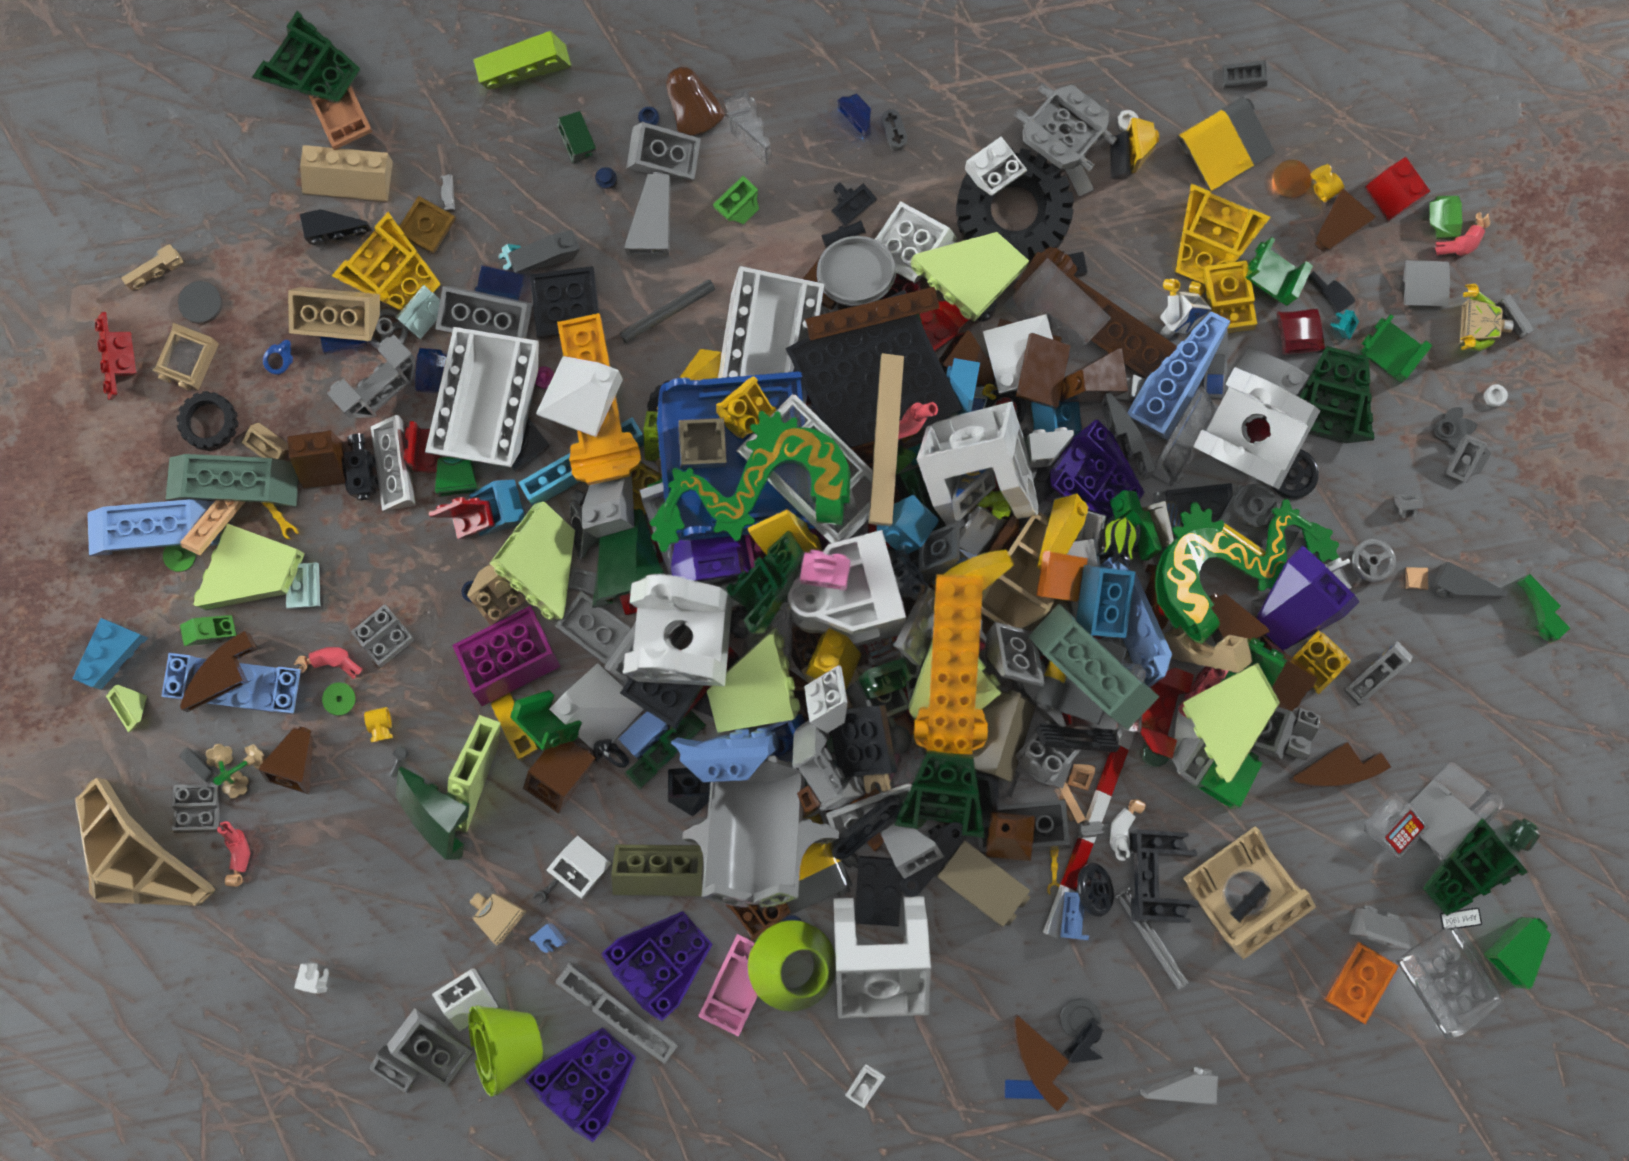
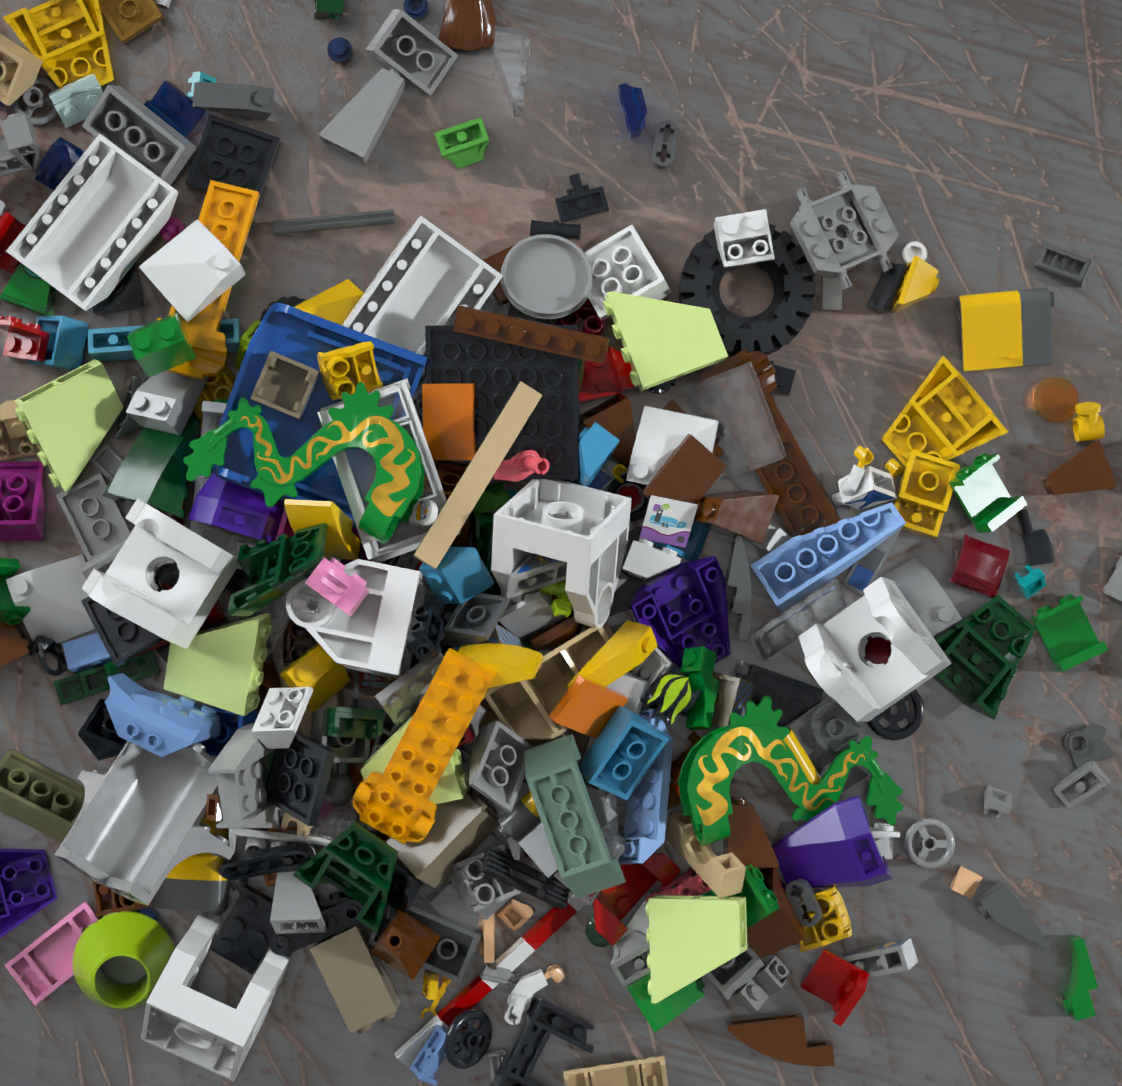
camera: 25 degrees right, 5 degrees up
(588, 460) = (161, 345): none -> green slope
(840, 410) = (449, 420): none -> orange tile
(861, 485) = (425, 512): none -> white tile
(1043, 863) = (430, 985): none -> yellow tile
(1047, 408) = (668, 521): none -> sticker
(1298, 656) = (798, 904): none -> dark grey beam
(1359, 704) = (836, 983): none -> red bracket

